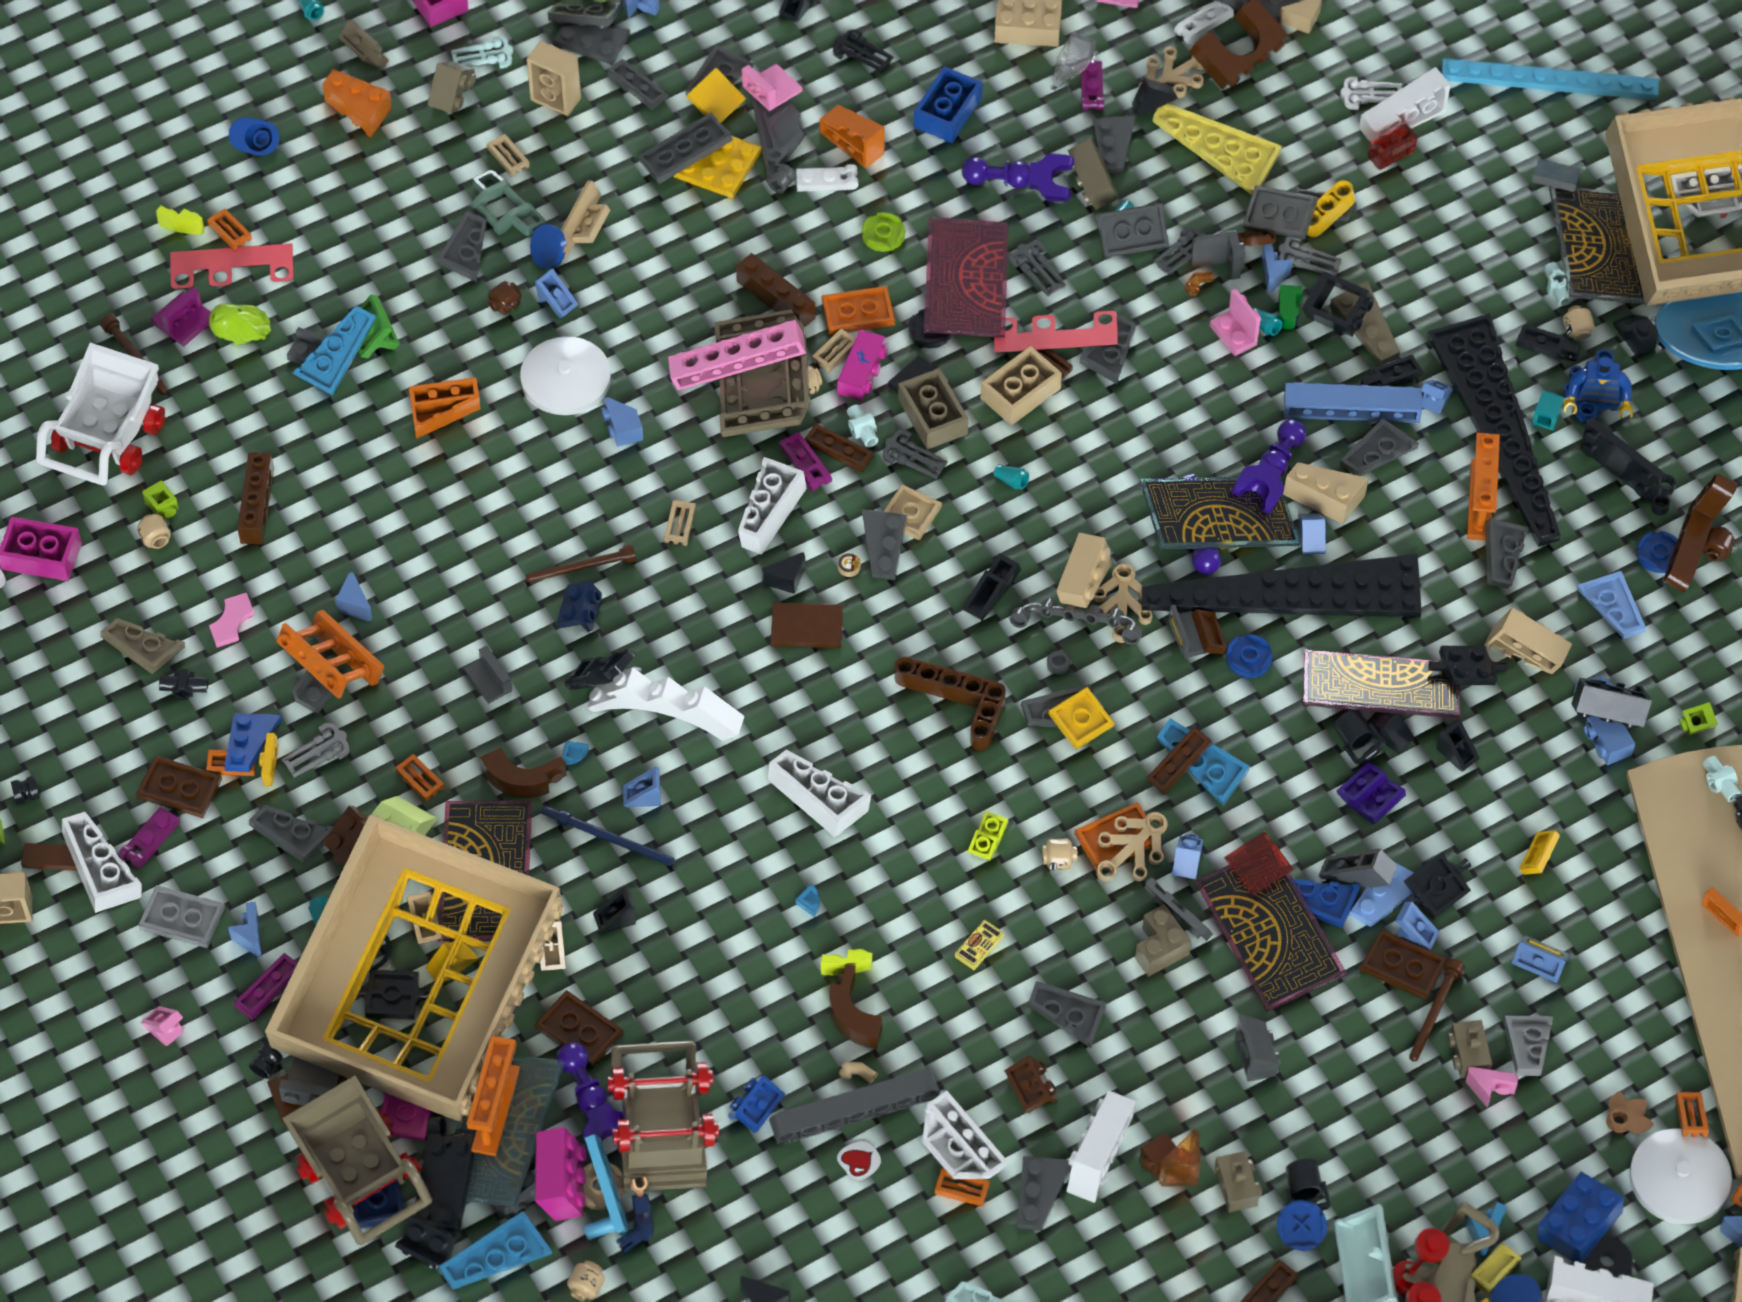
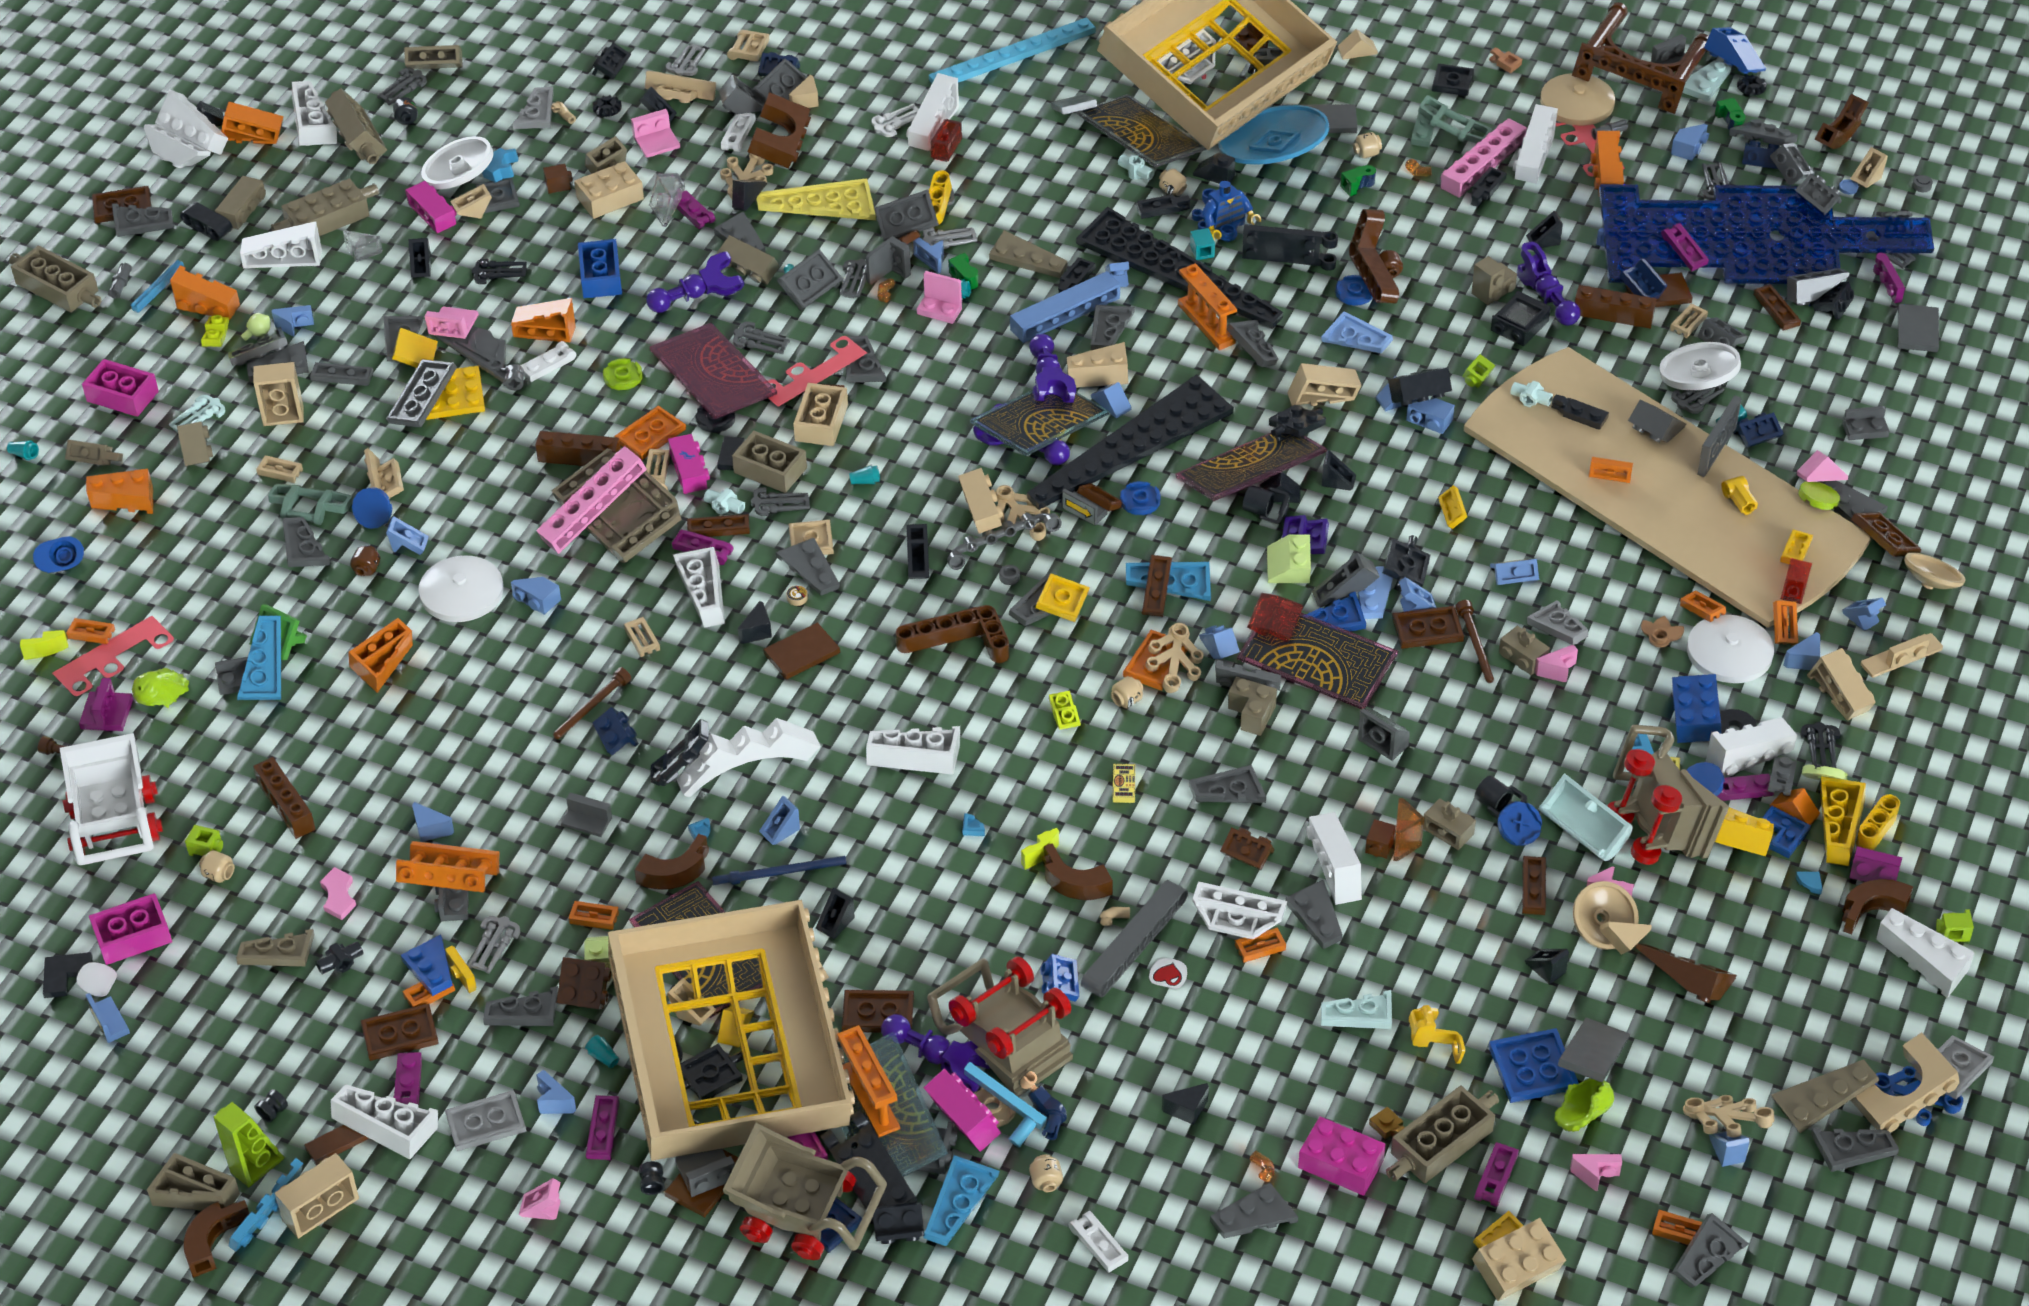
camera: 35 degrees left, 10 degrees down
(1320, 294) = (1004, 264): black window -> none
(1329, 812) = (1289, 560): none -> yellowish green slope

